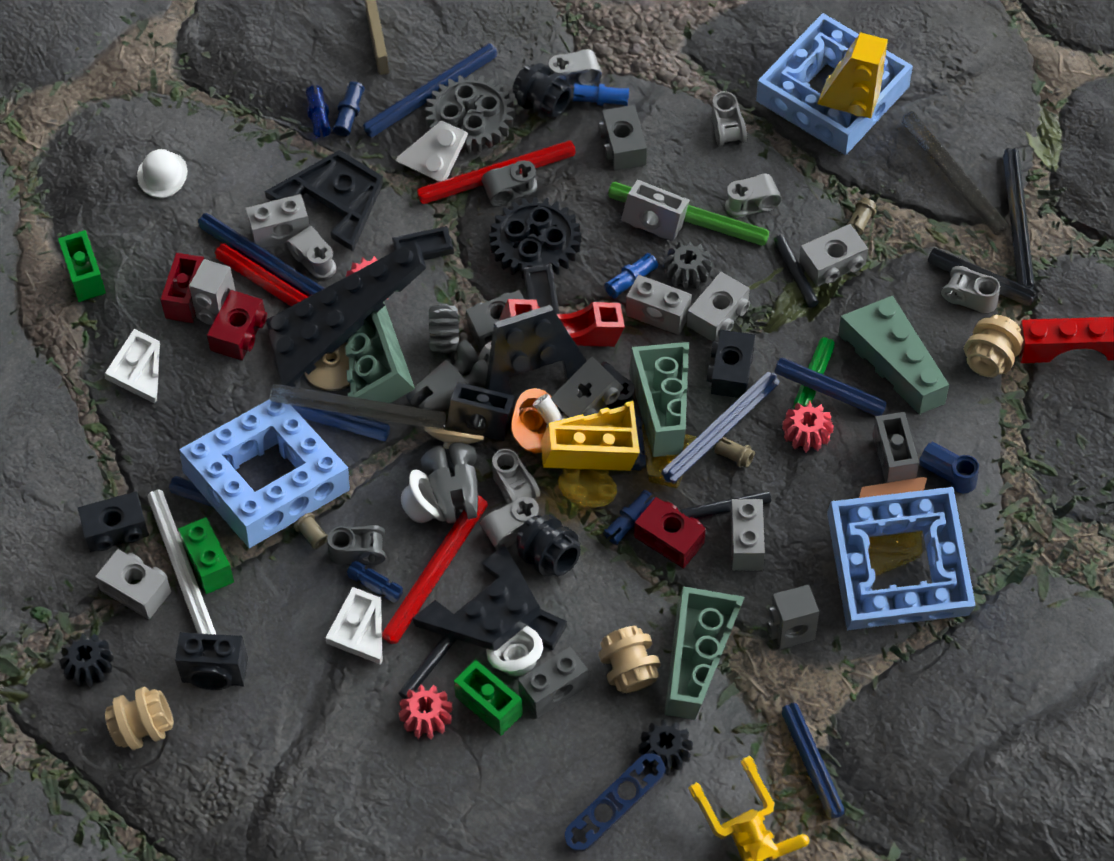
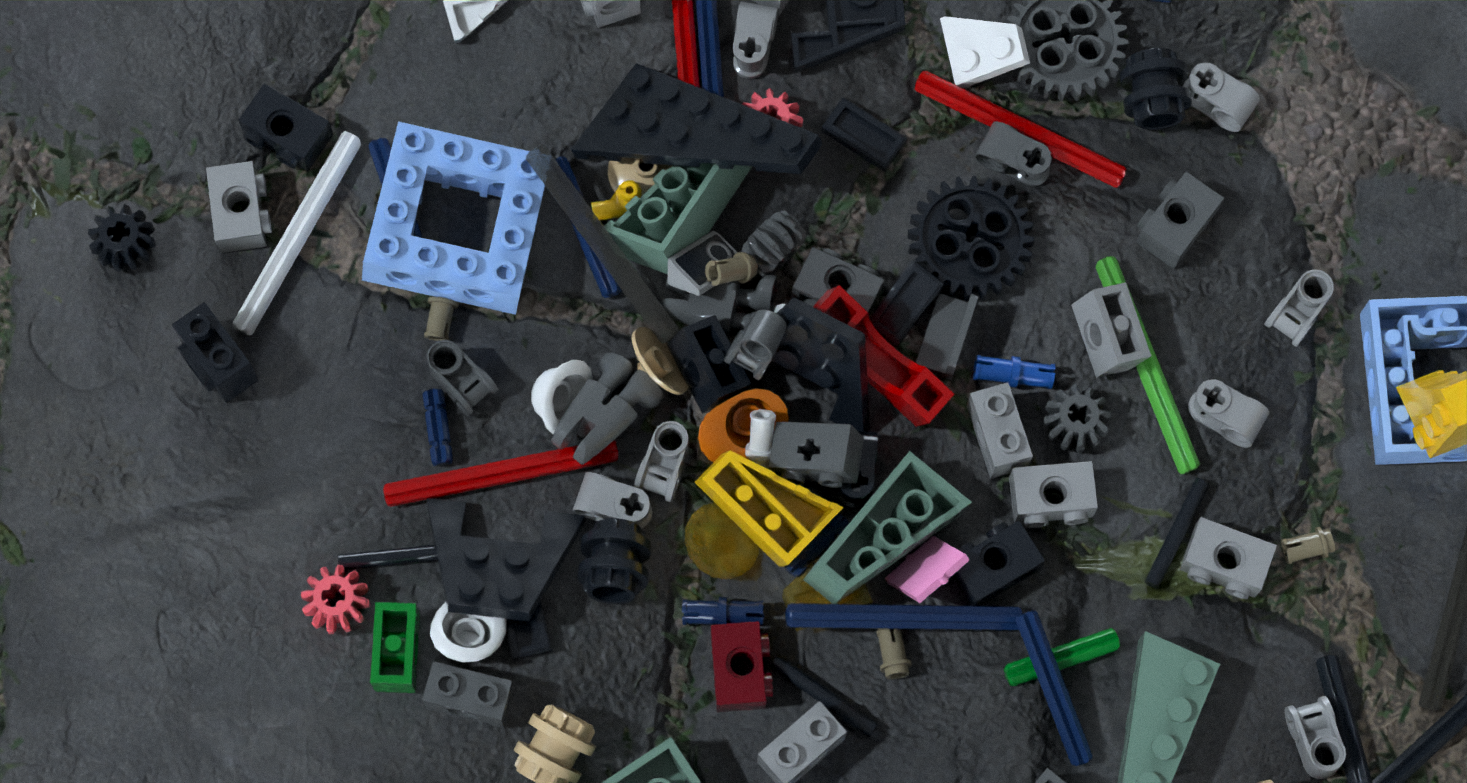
camera: 45 degrees right, 15 degrees up
(138, 718) = (99, 342): tan piece -> none
(206, 555) = (322, 246): green brick -> none
(235, 311) = (613, 25): dark red brick -> none
(338, 382) = (616, 205): none -> yellow arm
(359, 626) = (375, 456): white wing -> none
(421, 369) = (688, 266): none -> slope
(441, 352) = (739, 268): none -> dark tan pin
(499, 366) = (757, 342): none -> dark grey piece
(578, 285) = (946, 334): none -> dark grey panel
(601, 94) = (1214, 149): blue pin -> none
(705, 394) = (927, 569): none -> bright pink piece
(807, 426) = (995, 715): coral gear -> none

